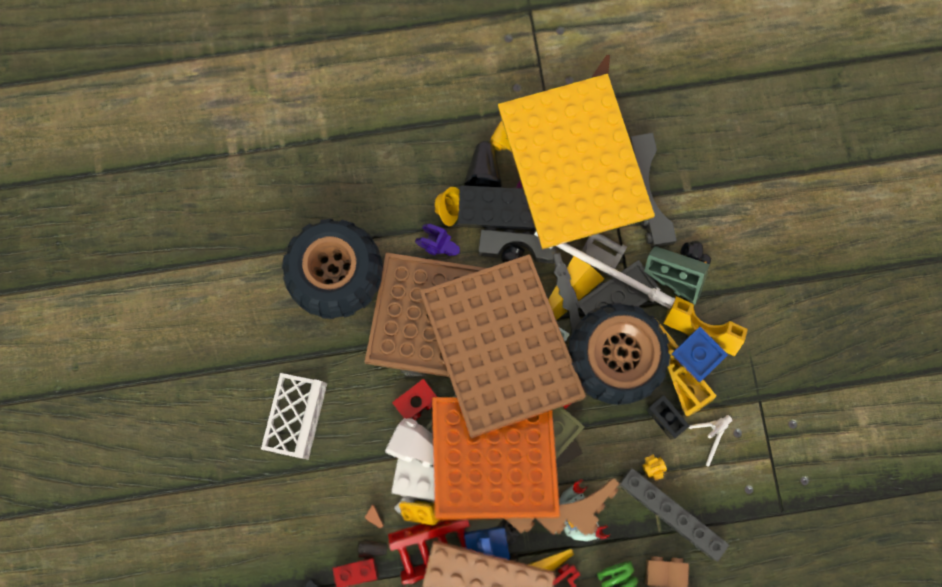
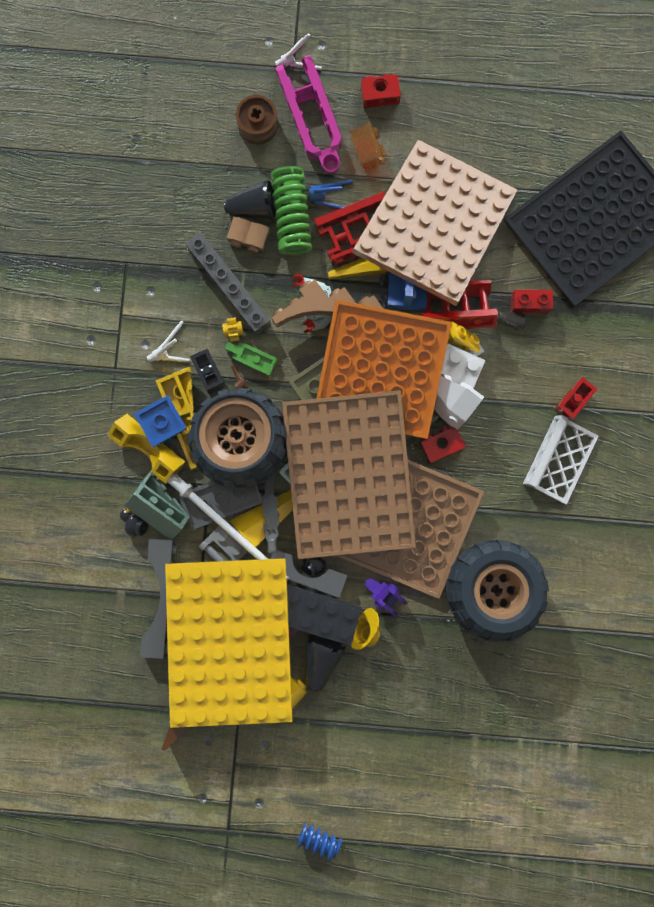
camera: 165 degrees left, 5 degrees up
(291, 479) = (575, 398): none -> red brick
(374, 517) = (504, 346): nougat slope -> none
(446, 16) = (319, 842): none -> blue piece
(626, 444) = (252, 357): none -> bright green hinge
(630, 415) = (240, 383): none -> reddish brown hand

